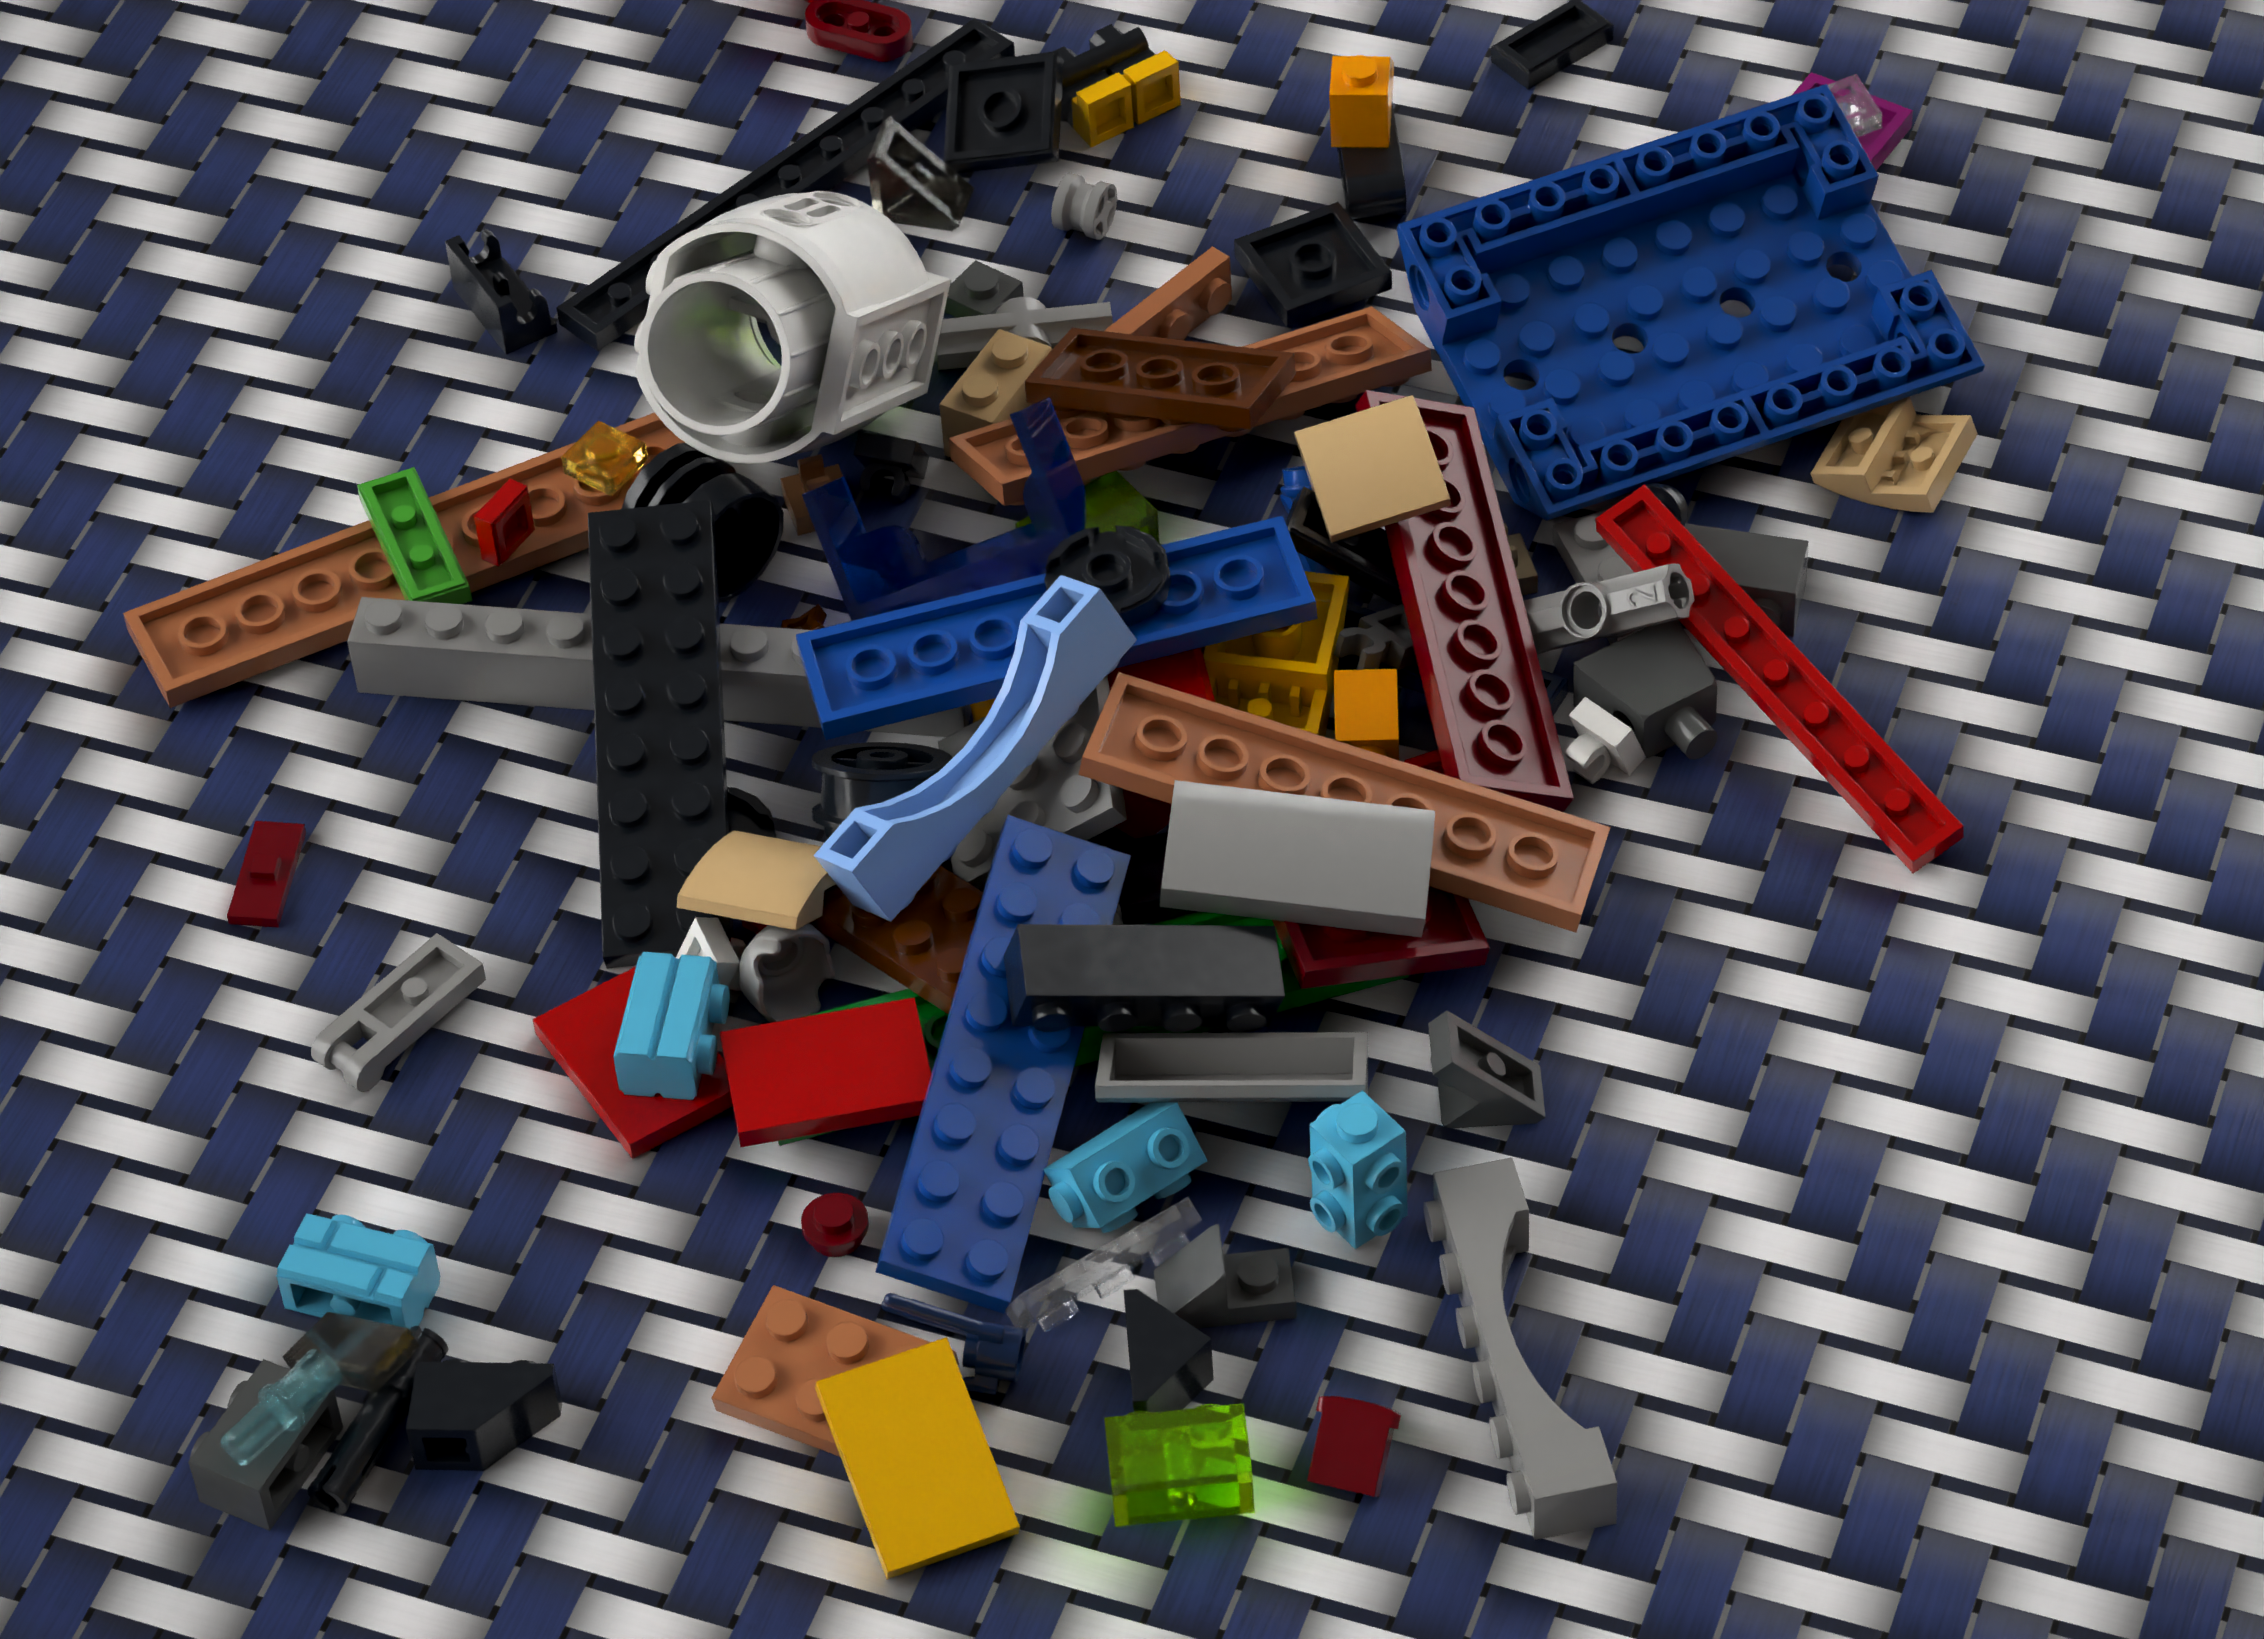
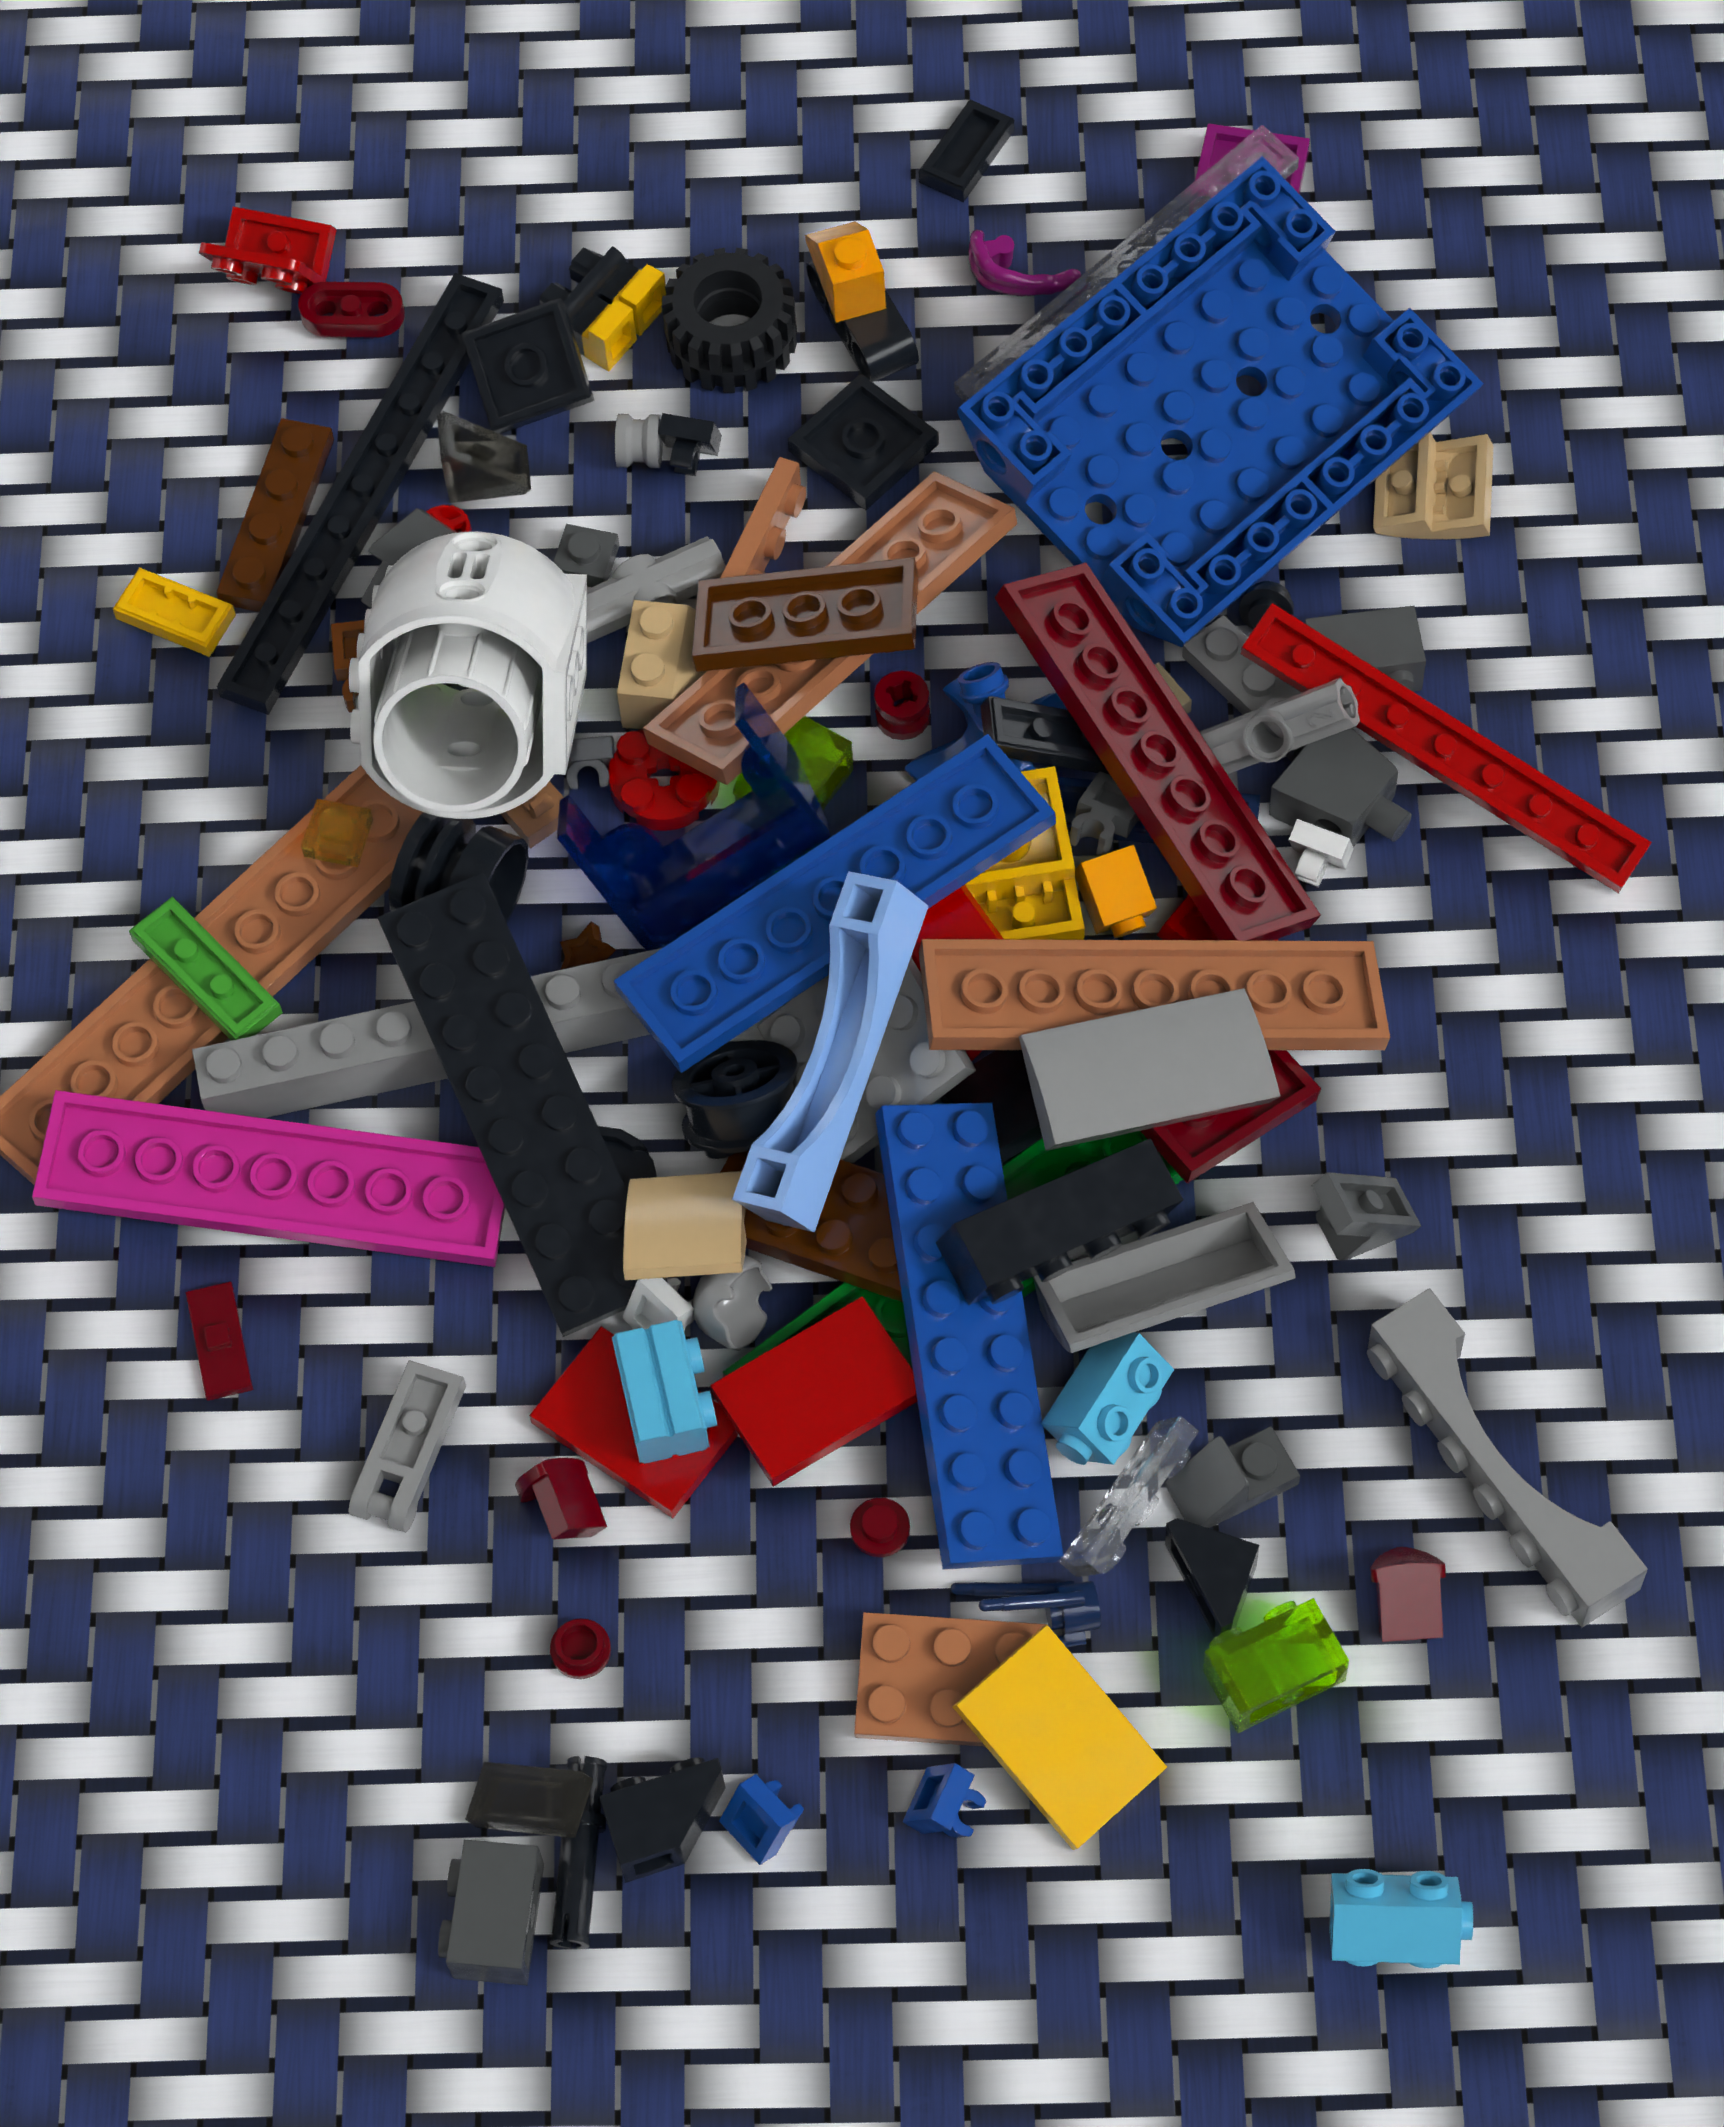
camera: 20 degrees left, 15 degrees up
(282, 1406) = (510, 1889): clear light blue axle -> none
(358, 1272) = (498, 1718): medium azure brick -> none
(382, 736) = (269, 1178): none -> dark pink plate
(476, 1240) = (580, 1648): none -> dark red plate
(498, 294) = (154, 685): black hinge -> none
(504, 522) = (284, 931): red tile -> none
(527, 1097) = (563, 1497): none -> dark red tile
(551, 238) = (174, 612): none -> yellow plate
(576, 1442) = (759, 1818): none -> blue tile
(705, 171) = (275, 513): none -> reddish brown plate
(768, 1483) = (940, 1799): none -> blue tile
(929, 511) = (642, 797): none -> red plate
(1123, 564) = (866, 836): black tile -> none
(1134, 218) = (688, 439): none -> black tile
(1227, 122) = (723, 287): none -> black tyre
(1232, 497) = (905, 719): none -> dark red wheel
(1358, 1170) = (1309, 1342): medium azure brick -> none
(1372, 468) = (1046, 663): tan slope -> none
(1529, 143) = (990, 266): none -> magenta piece

